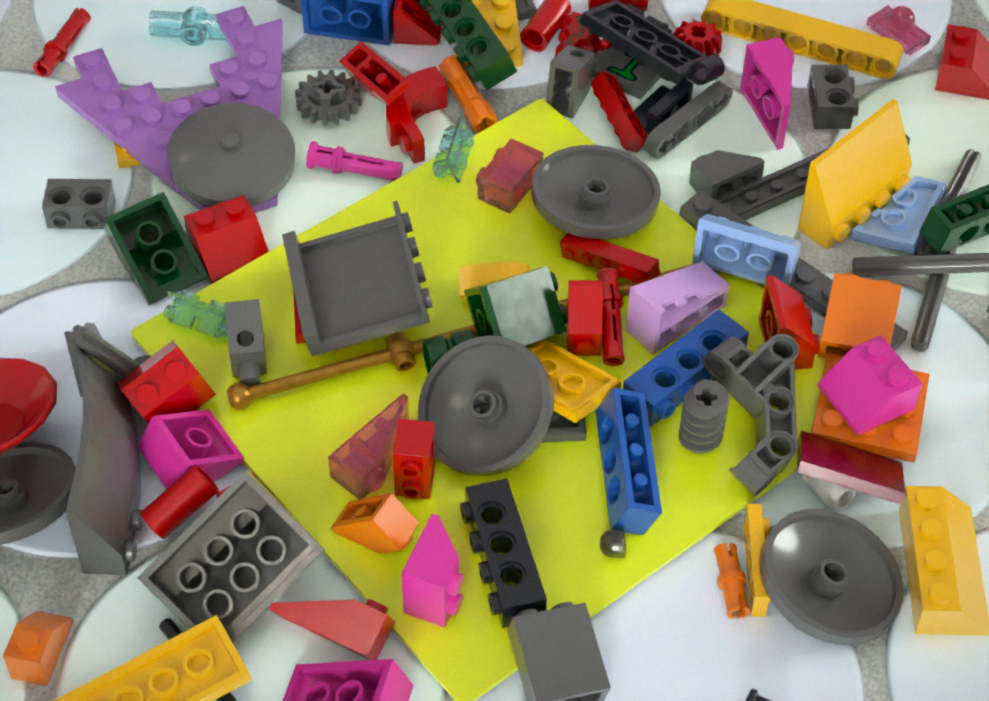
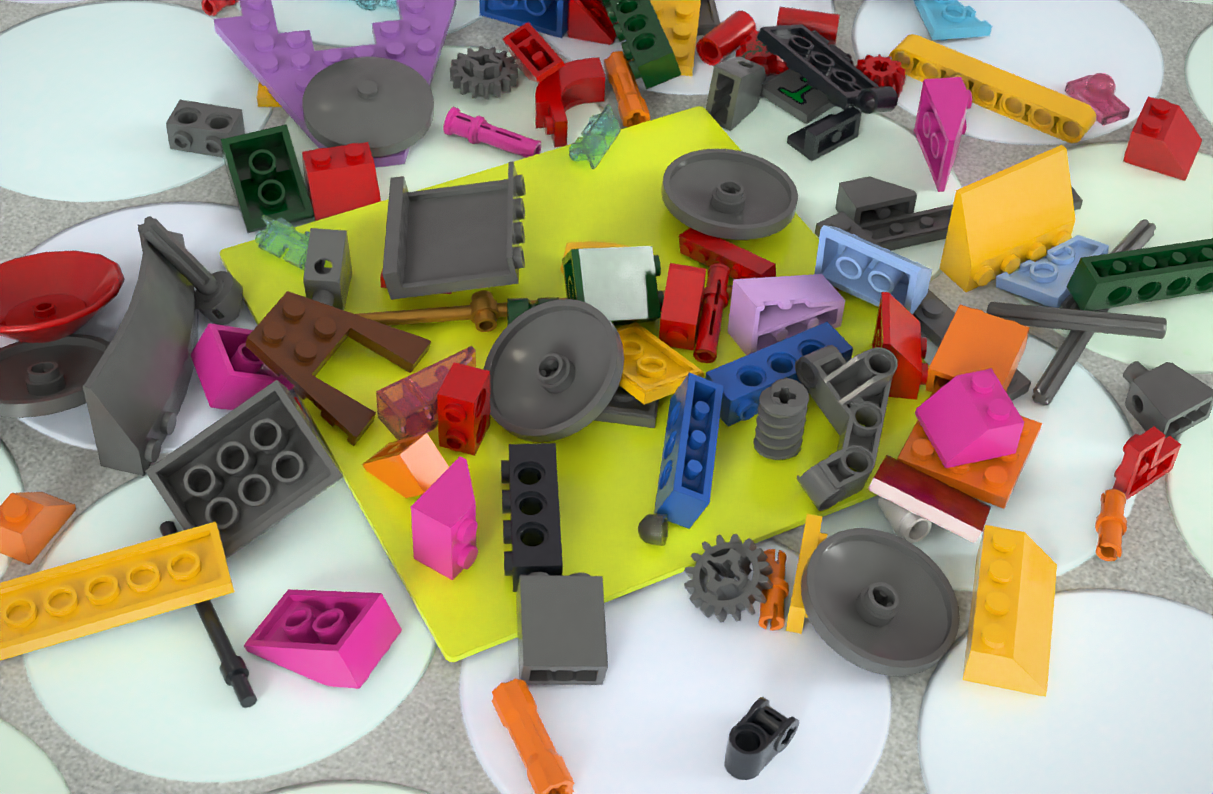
camera: 10 degrees right, 5 degrees down
(166, 384) = (231, 297): red slope -> none
(179, 501) = (211, 407): red pin -> none
(242, 413) = (303, 336): none -> reddish brown wing
(343, 622) = (345, 553): slope -> none
(508, 175) = (641, 168): clear pink brick -> none
(619, 112) = (779, 130): red piece -> none
(688, 119) = (822, 157): dark grey beam -> none
(696, 564) = (725, 594): none -> dark grey gear
(832, 97) = (1007, 143): dark grey brick -> none

